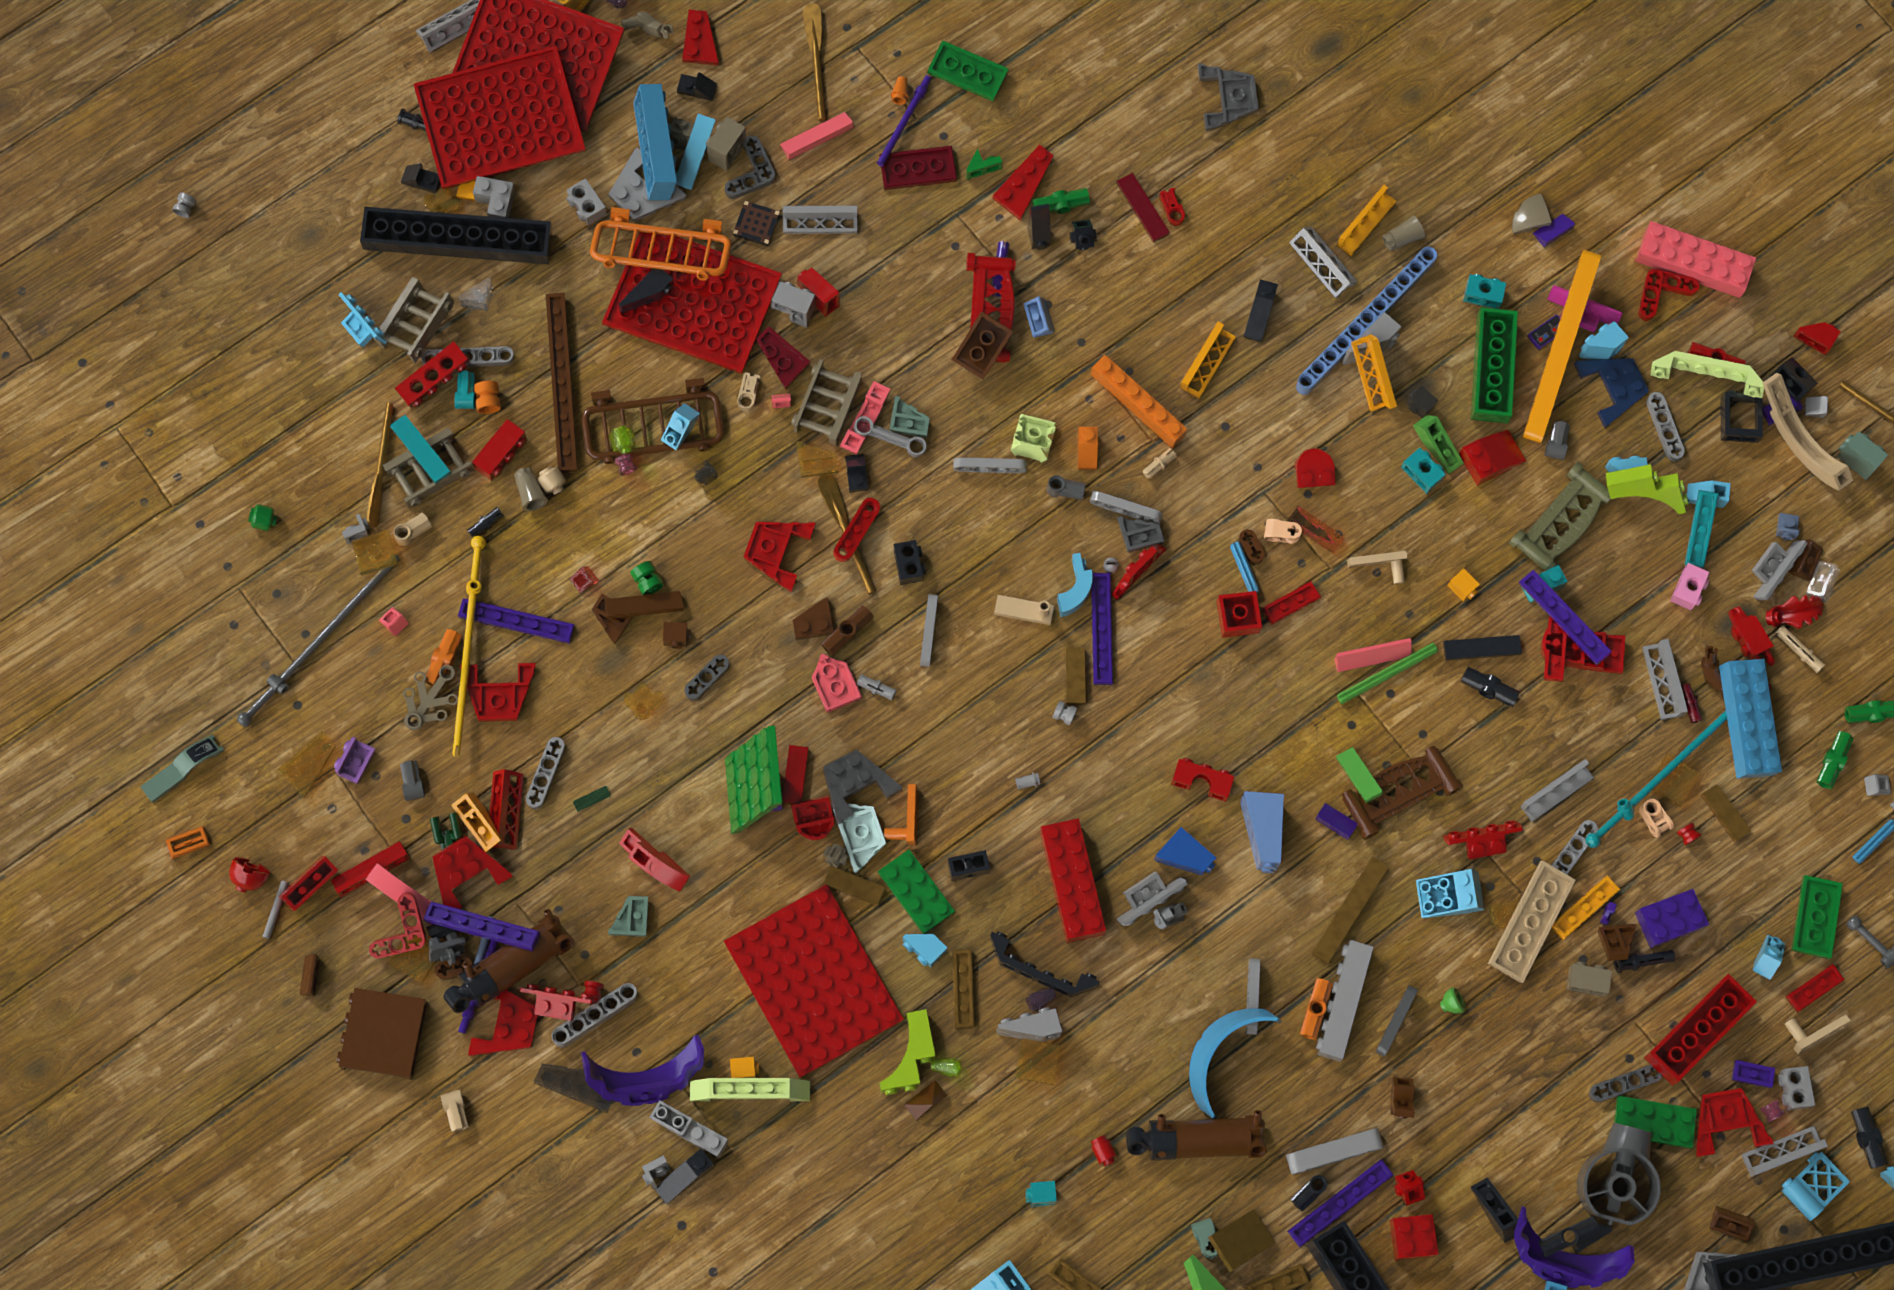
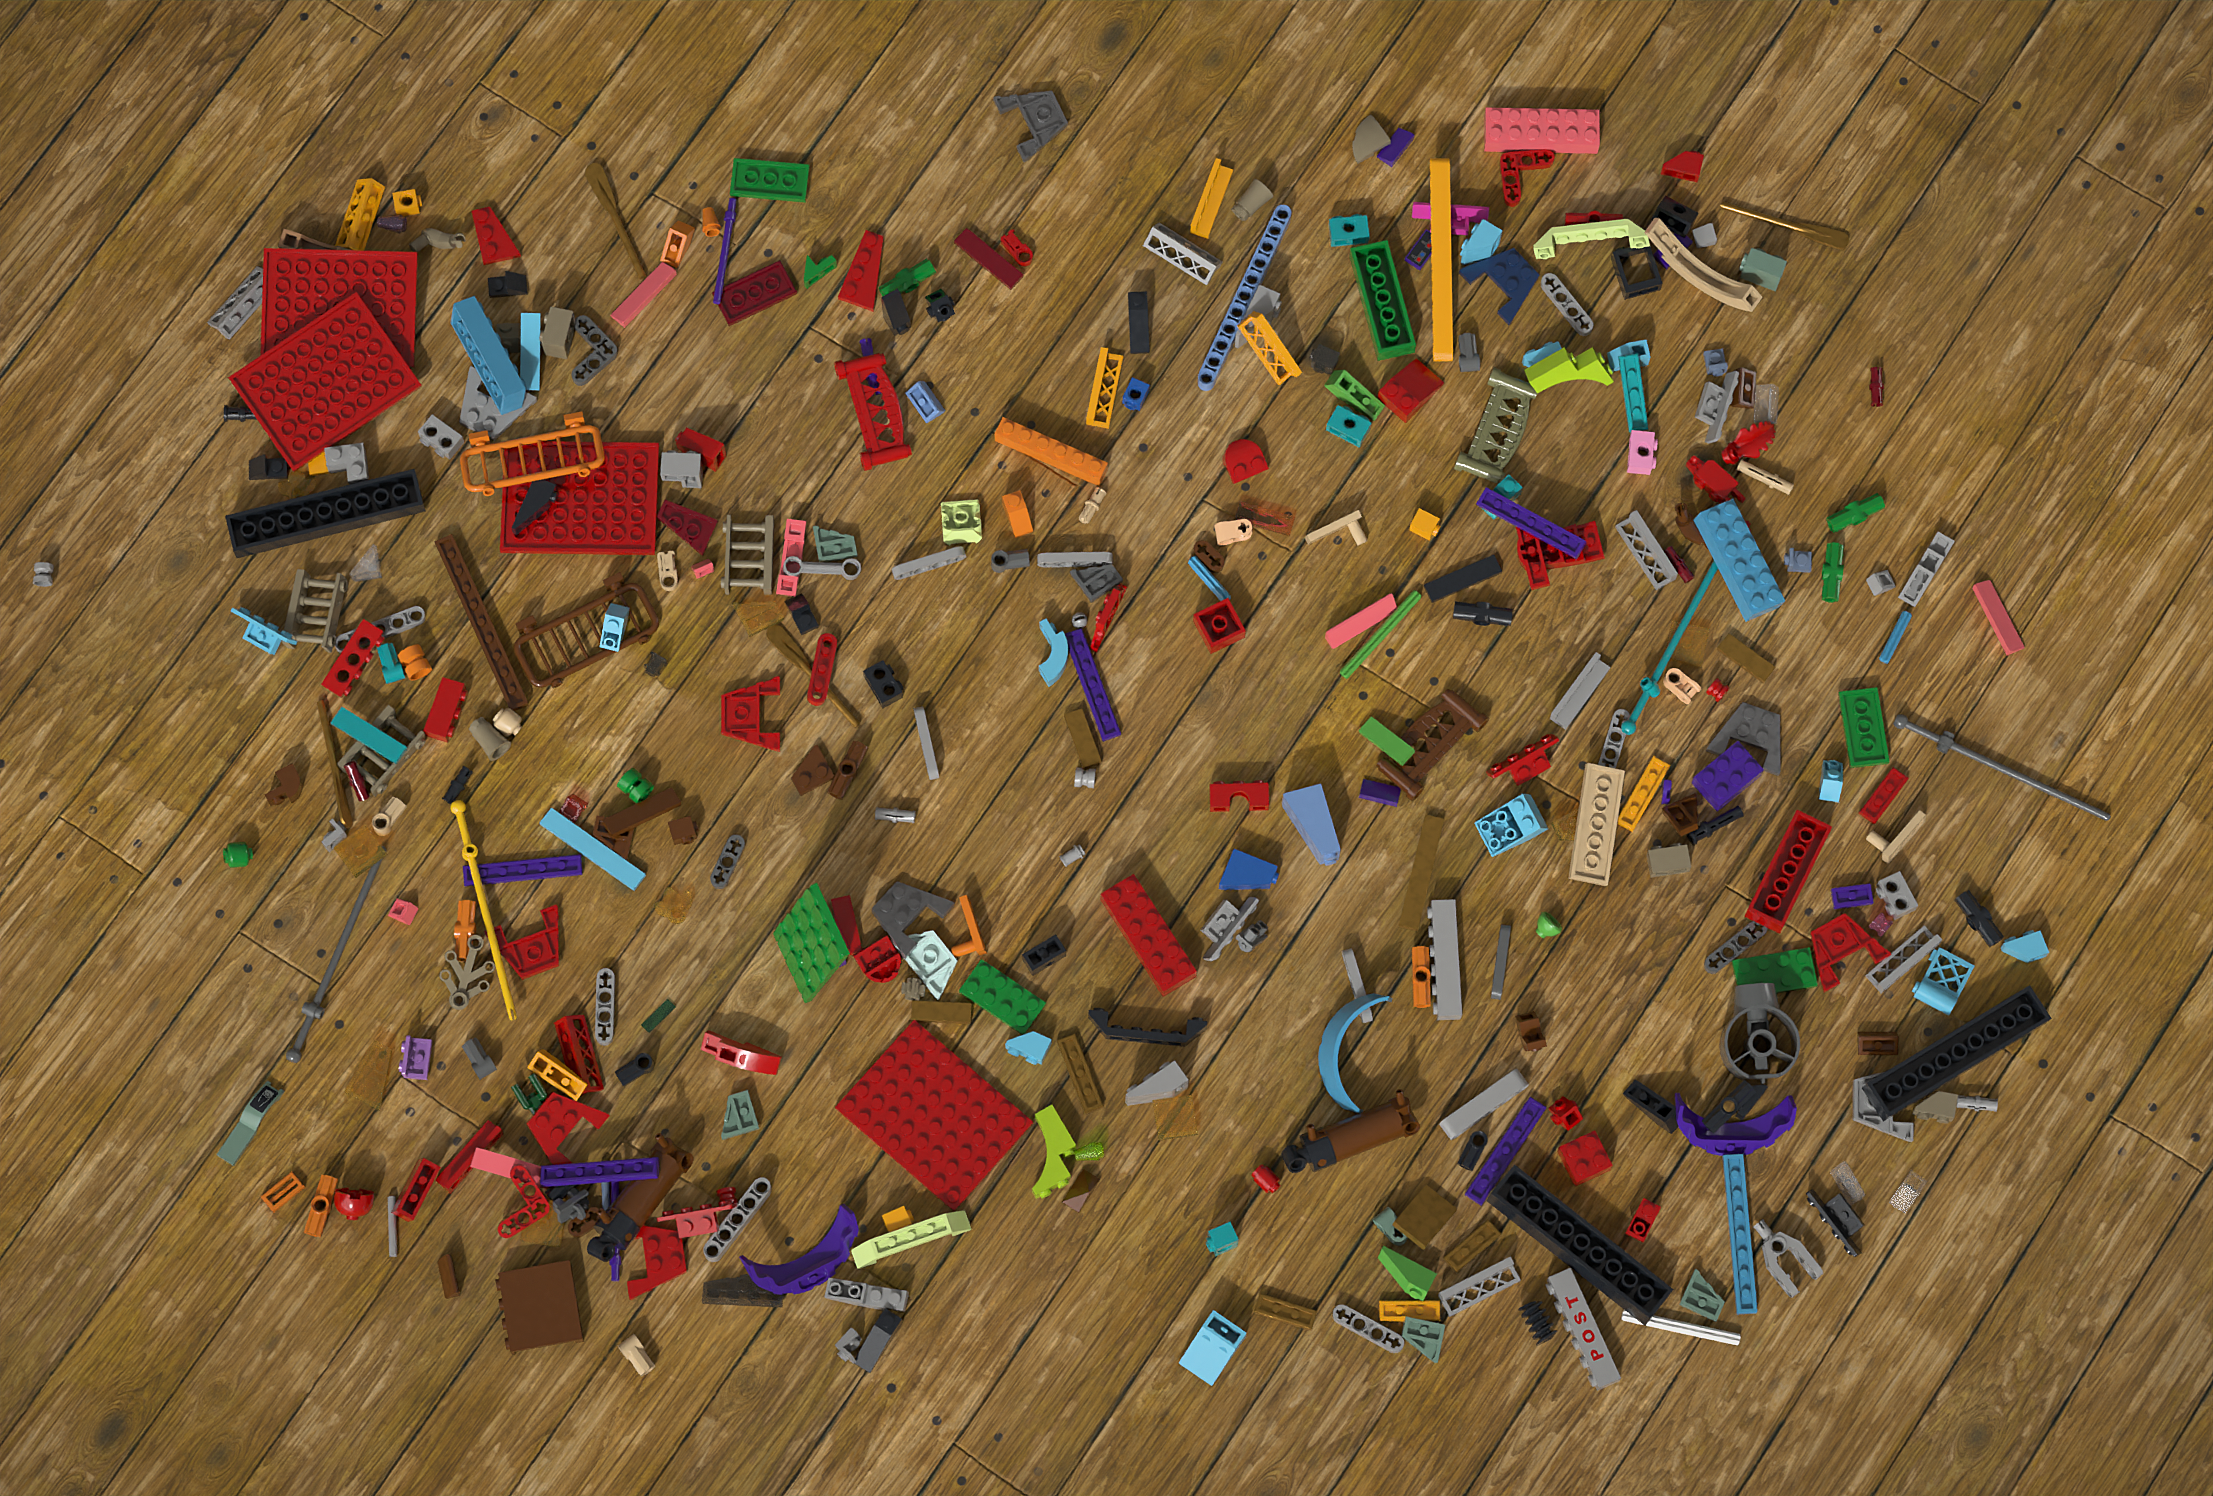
camera: 15 degrees left, 0 degrees up
(208, 878) = (317, 1218): none -> orange piece
(333, 473) = (290, 788): none -> reddish brown brick
(394, 487) = (356, 781): none -> dark red pin
(549, 841) = (633, 1071): none -> black piece
(587, 623) = (592, 849): none -> medium azure tile
(622, 439) = (562, 659): clear neon green head -> none
(625, 464) = (574, 682): clear pink wheel -> none
(756, 223) = (615, 401): tile -> none
(819, 213) = (676, 370): light grey fence -> none
(835, 683) = (853, 825): coral tile -> none
(863, 99) = (677, 243): none -> orange slope
(982, 345) = (881, 448): reddish brown slope -> none
(1024, 609) = (1011, 691): tan piece -> none
(1040, 999) = (1156, 1058): cone -> none
(1240, 370) = (1139, 387): none -> blue brick
(1291, 603) = (1265, 597): red tile -> none
(1712, 882) = (1754, 728): none -> flat silver wing
(1805, 738) = (1797, 561): none -> sand blue bracket

